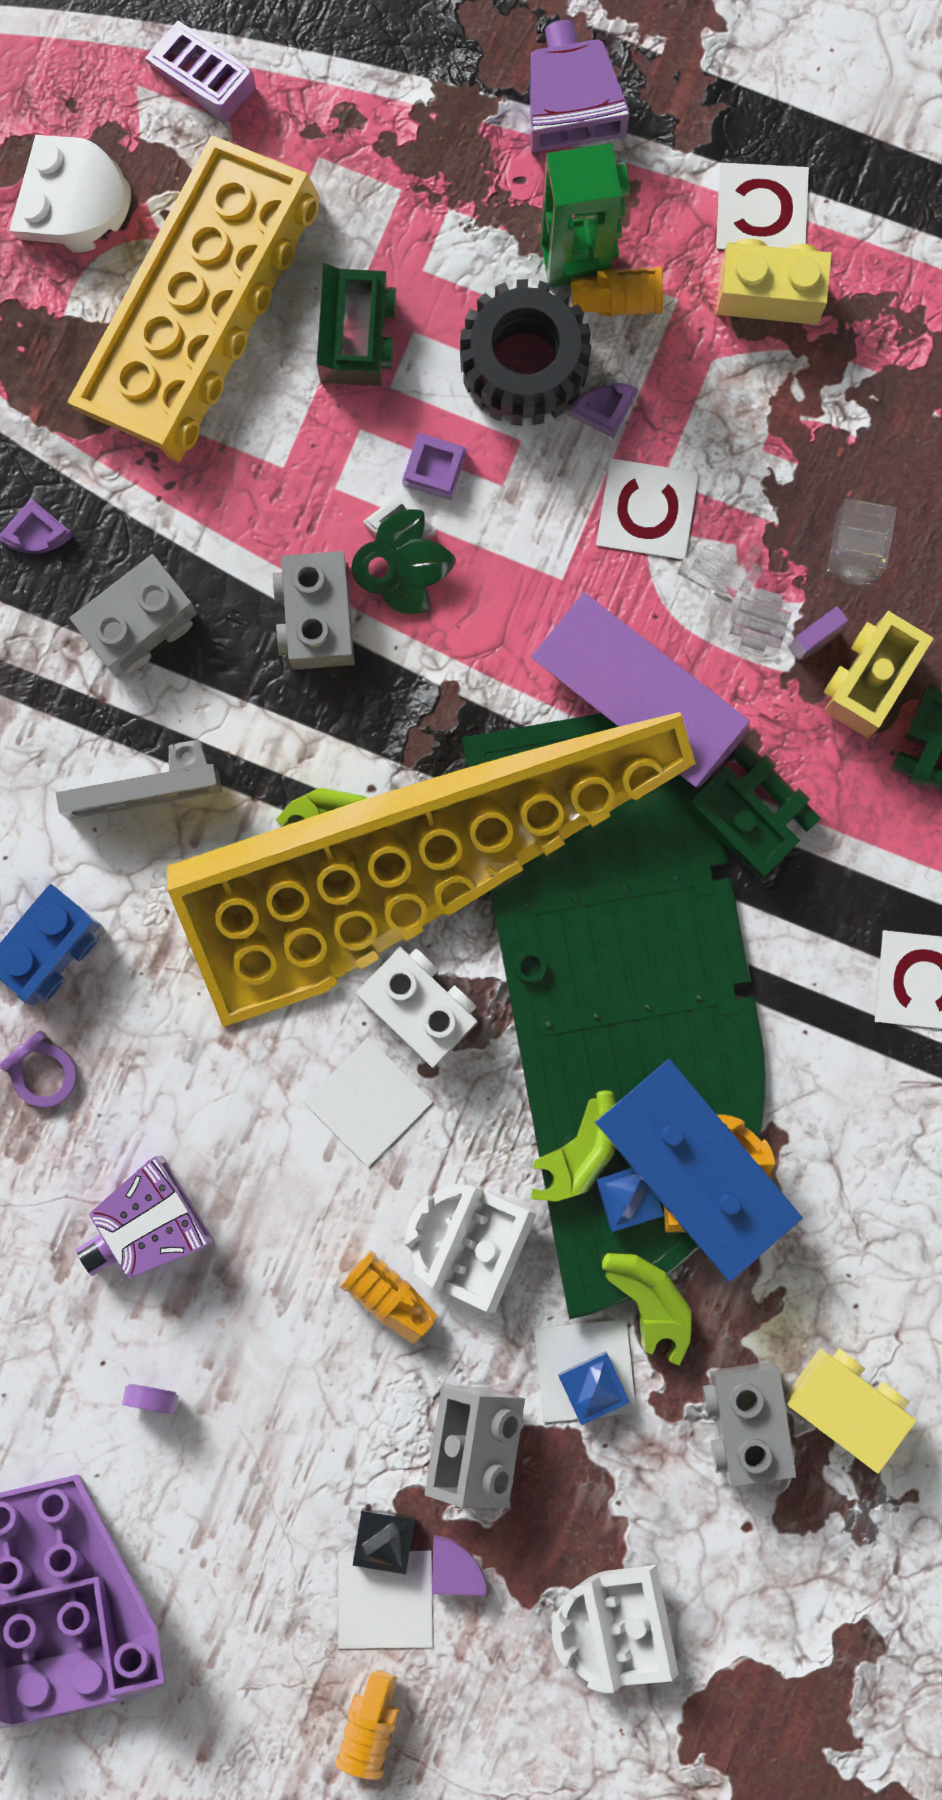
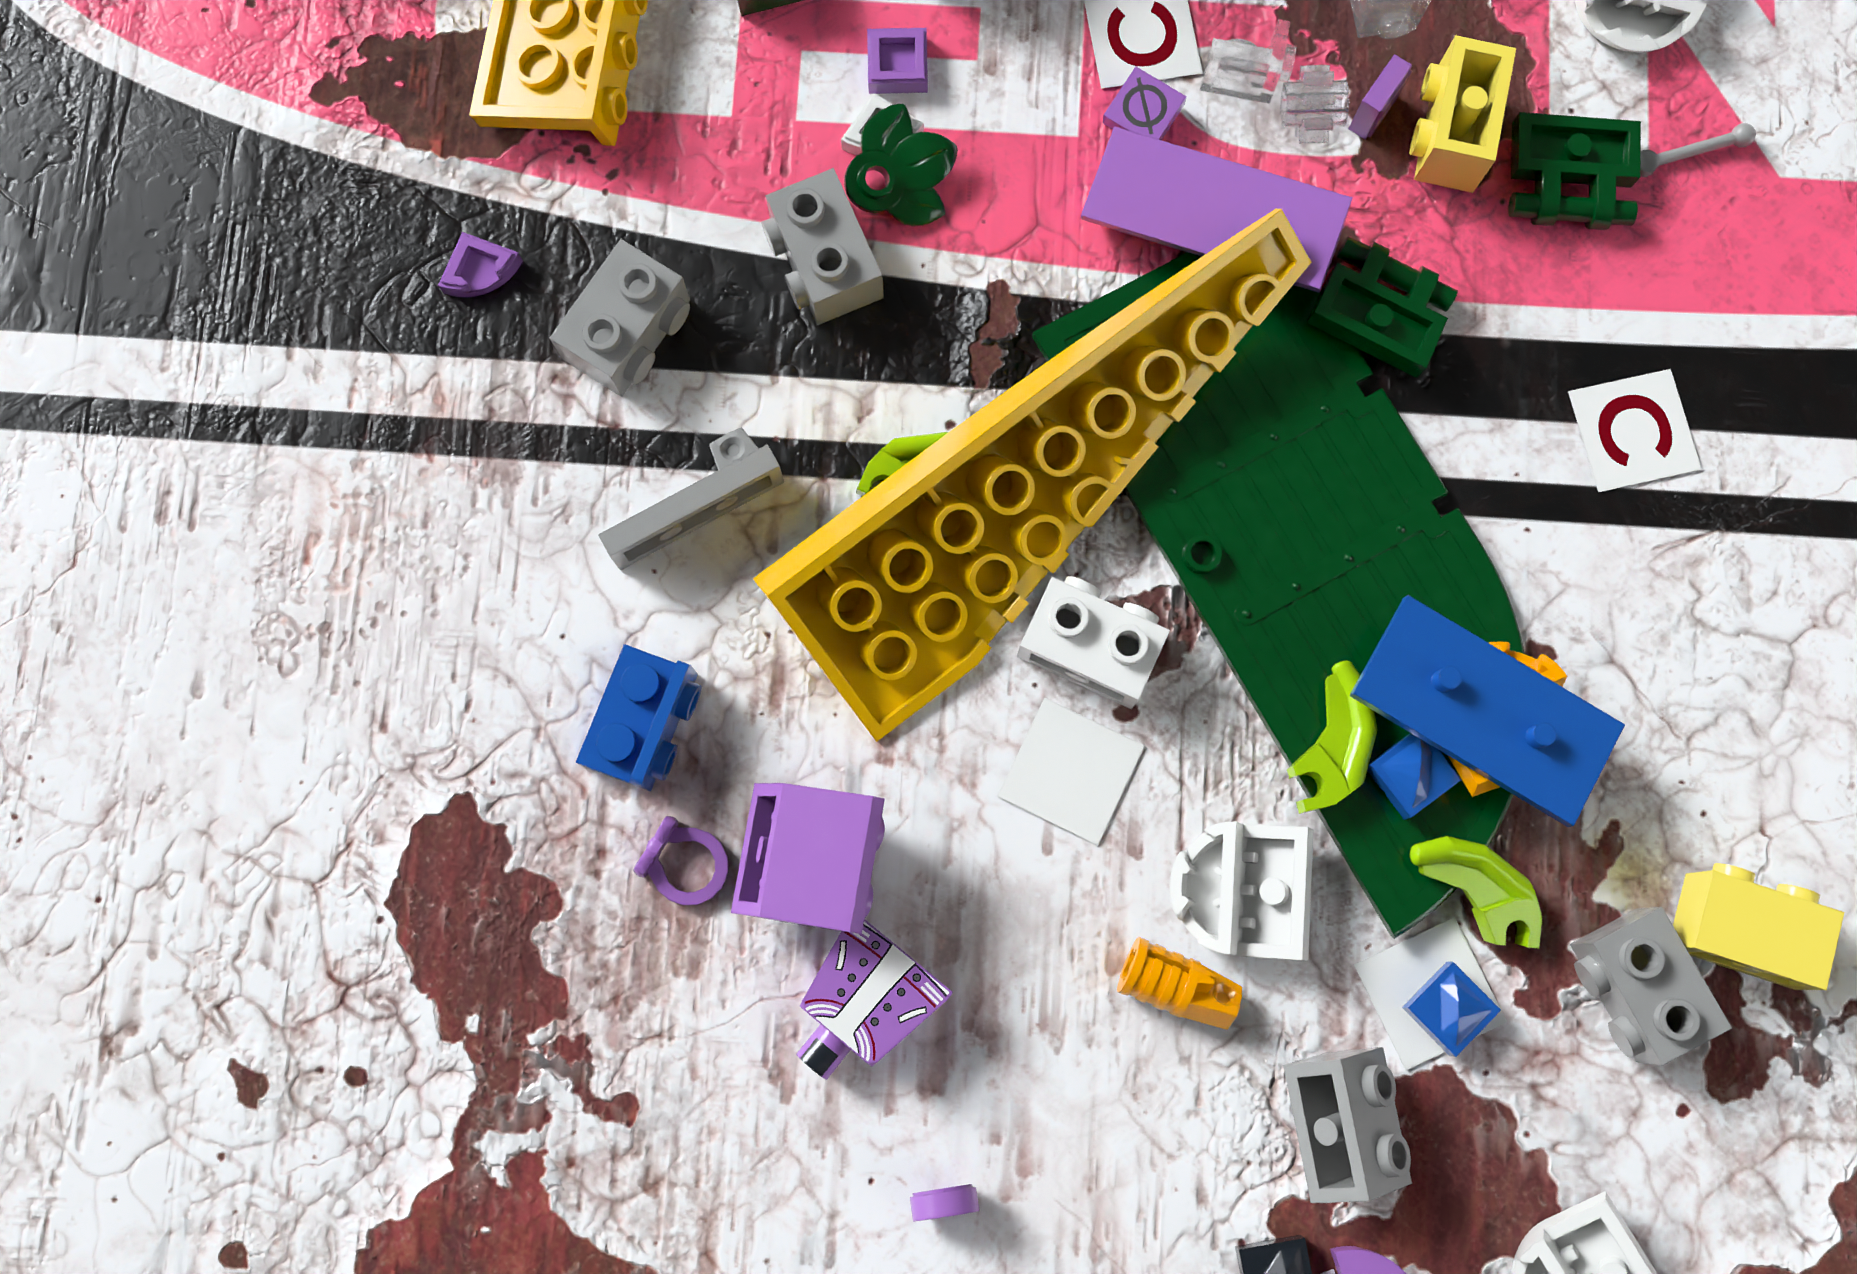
camera: 20 degrees left, 5 degrees down
(133, 1103) = (809, 856): none -> medium lavender slope
(622, 577) = (1144, 106): none -> medium lavender tile

